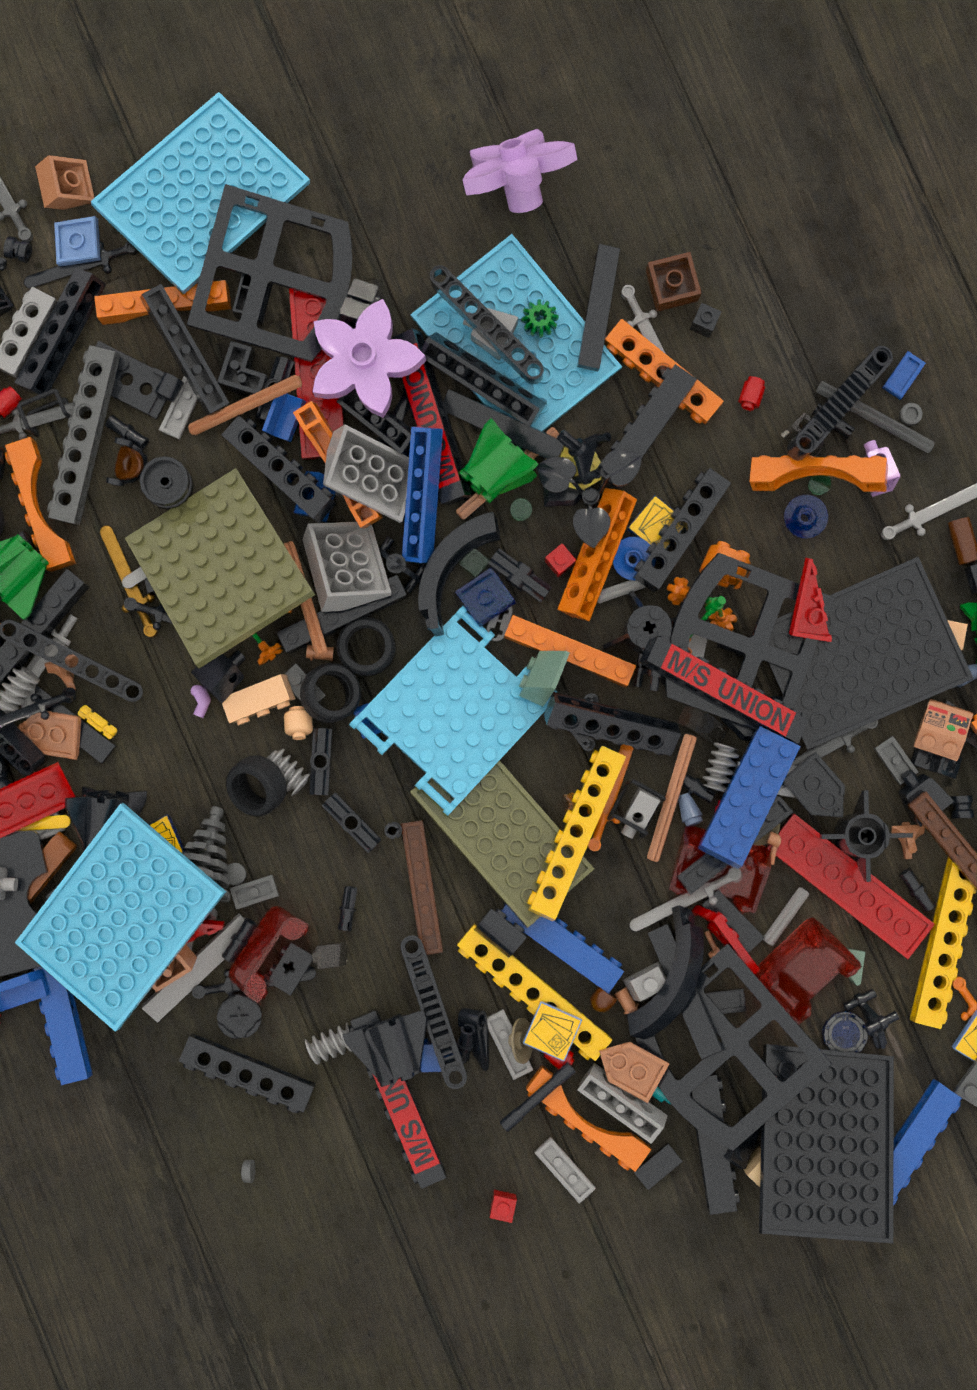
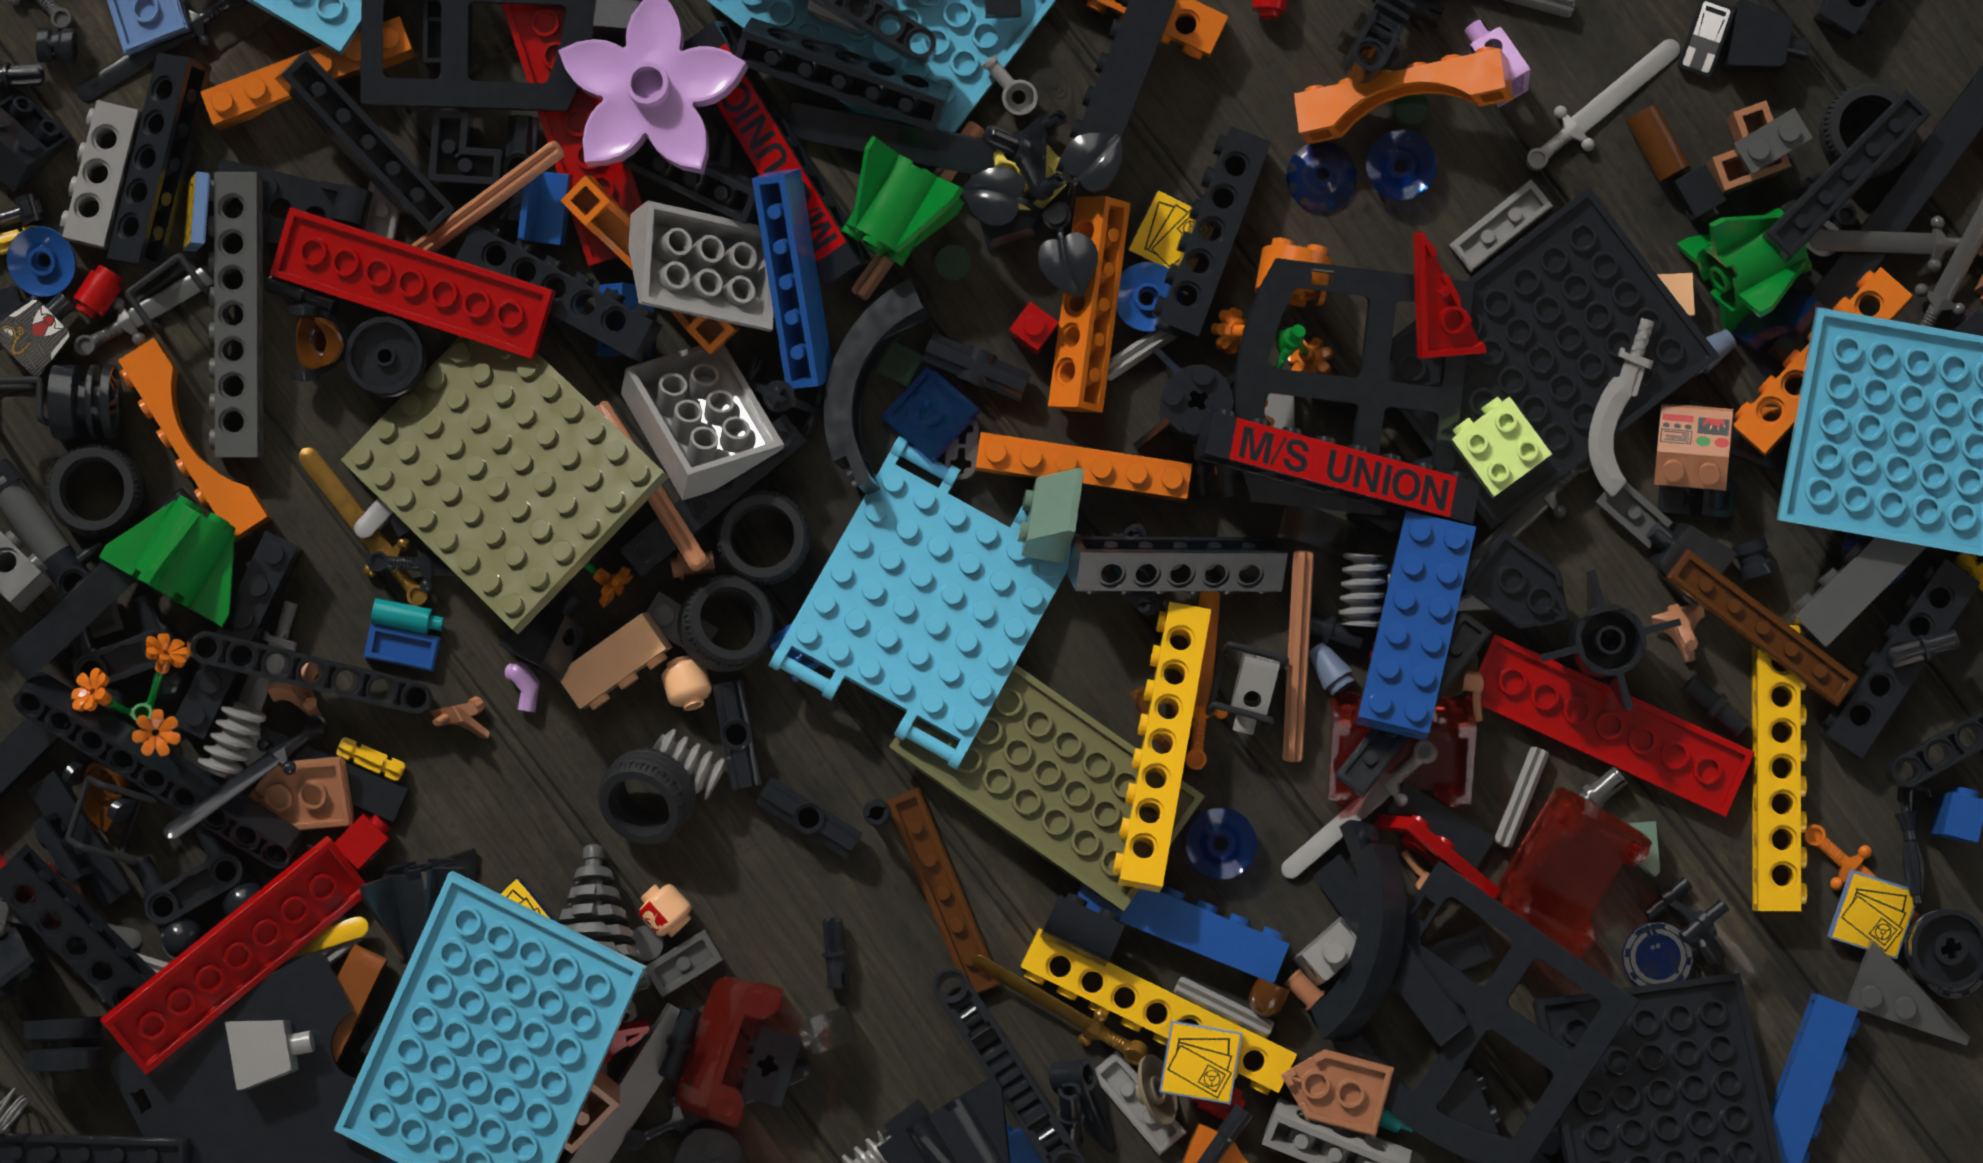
camera: 15 degrees left, 0 degrees up
(74, 367) = (196, 211): none -> medium blue tile
(80, 770) = (364, 840): none -> red brick
(133, 659) = (402, 647): none -> blue tile
(139, 641) = (405, 616): none -> teal cylinder
(158, 709) = (461, 716): none -> nougat piece
(192, 441) = (412, 283): none -> red plate
(251, 857) = (665, 910): none -> light nougat head
(513, 1012) = (1093, 1028): none -> pearl gold sword
(574, 999) = (1223, 1007): none -> light grey axle
(581, 411) = (1010, 86): none -> light grey bar
(605, 908) = (1240, 843): none -> clear blue dish
(747, 519) = (1318, 194): none -> clear blue dish
(826, 700) = (1499, 445): none -> yellowish green brick
(838, 923) = (1604, 787): none -> dark grey pin
(856, 568) = (1500, 226): none -> light grey tile
(899, 693) = (1610, 408): none -> light grey sword

